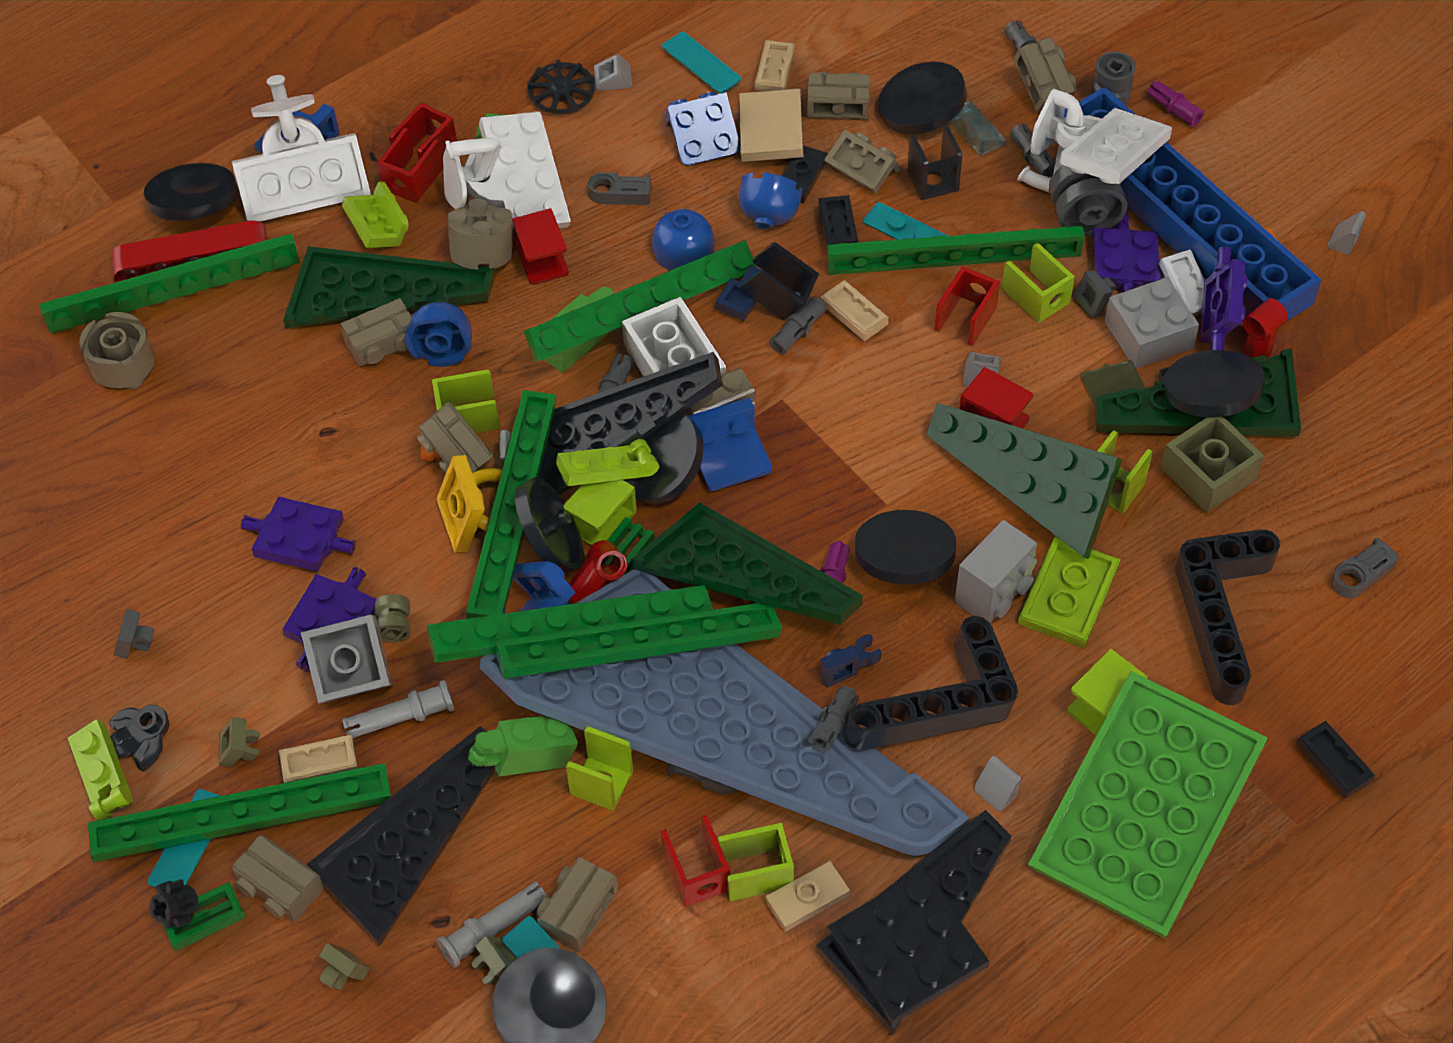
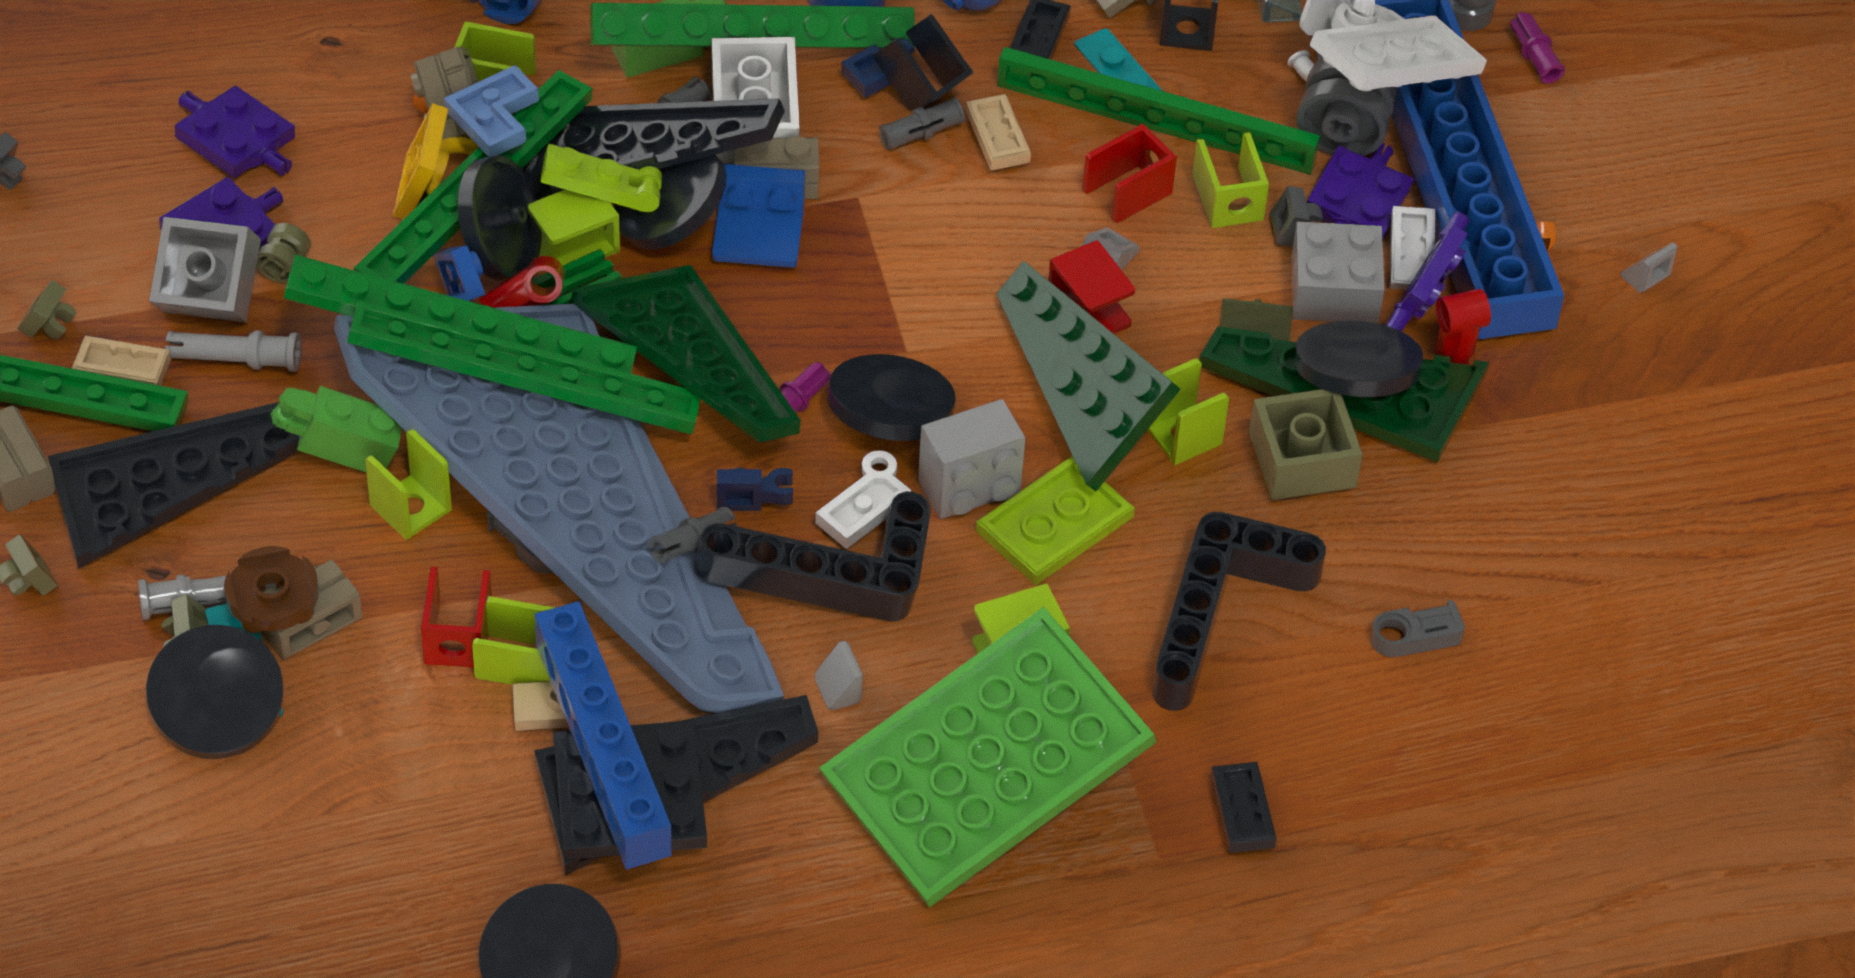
camera: 20 degrees right, 5 degrees down
(492, 443) = (487, 108): none -> medium blue plate
(553, 926) = (275, 611): none -> reddish brown plate
(878, 917) = (603, 735): none -> blue brick
(933, 636) = (863, 503): none -> white hinge

